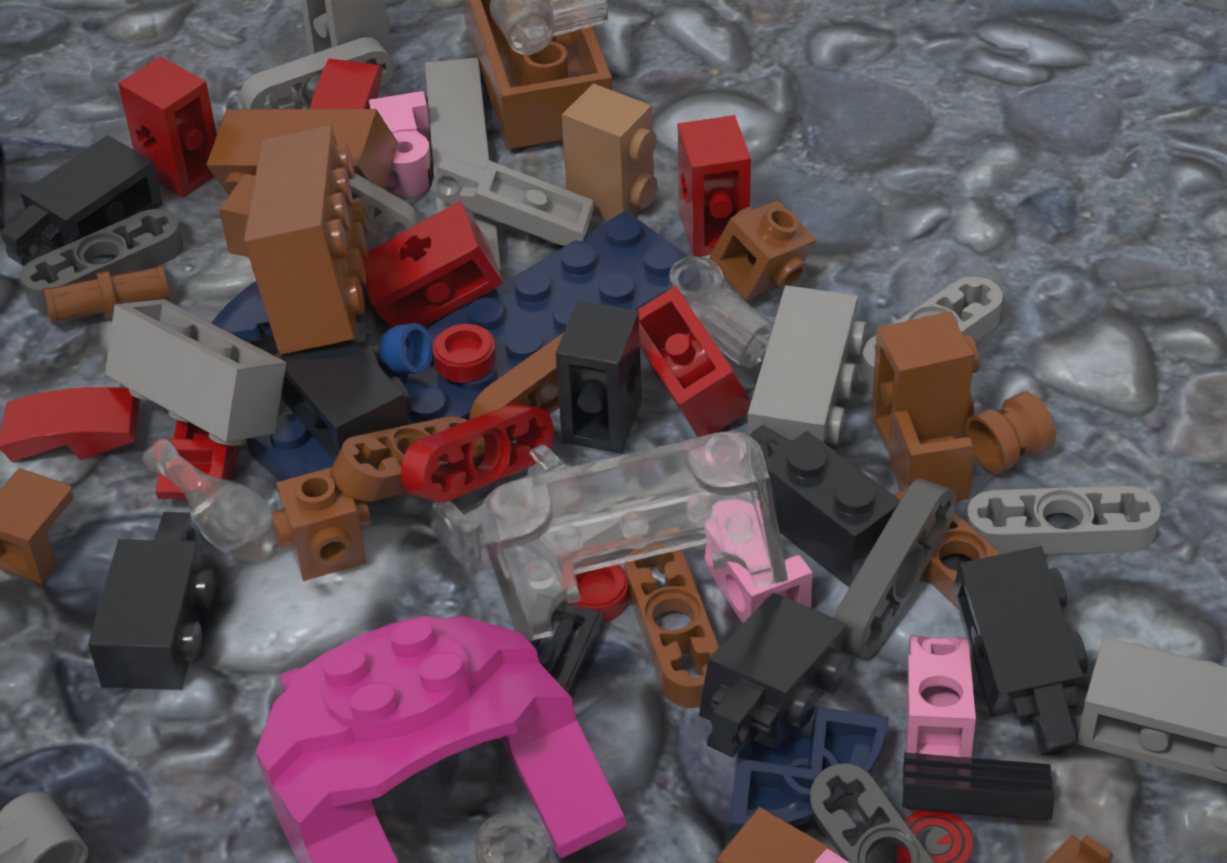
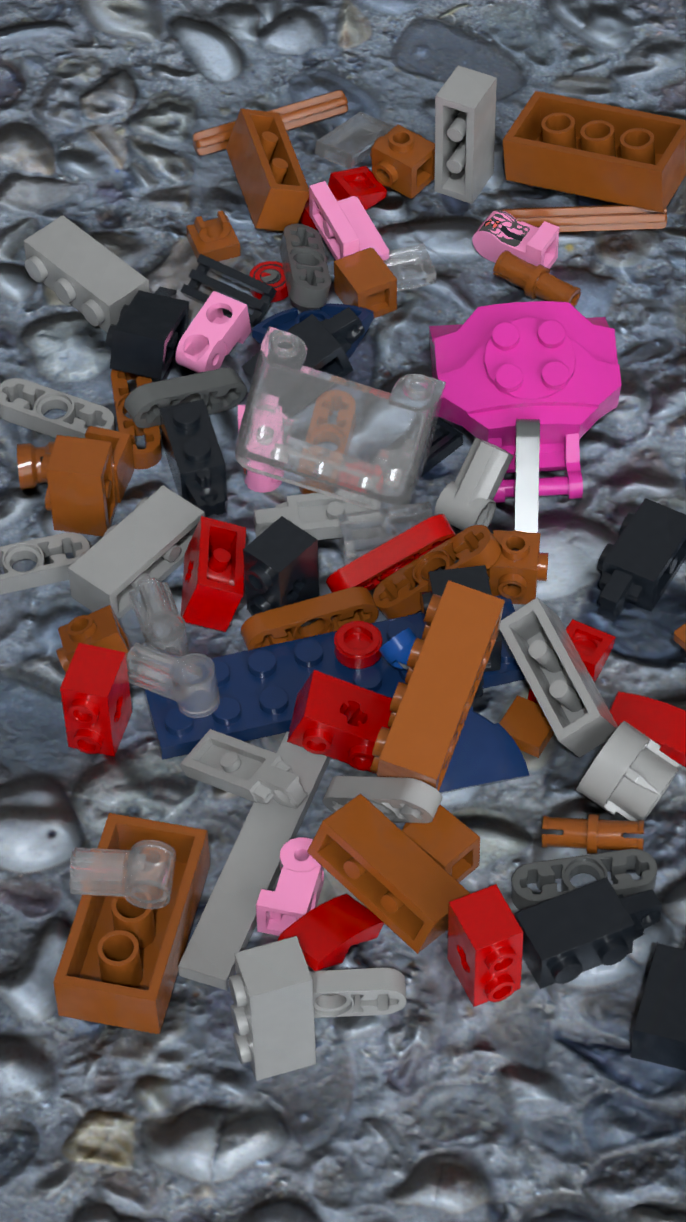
camera: 155 degrees left, 5 degrees up
(69, 328) = (628, 774): none -> light grey piece
(224, 511) = (576, 598): clear piece -> none
(344, 597) = (527, 475): none -> beam
(423, 588) = (471, 496): none -> light grey piece
(610, 151) = (153, 762): medium nougat brick -> none
(625, 226) = (184, 679): none -> clear piece

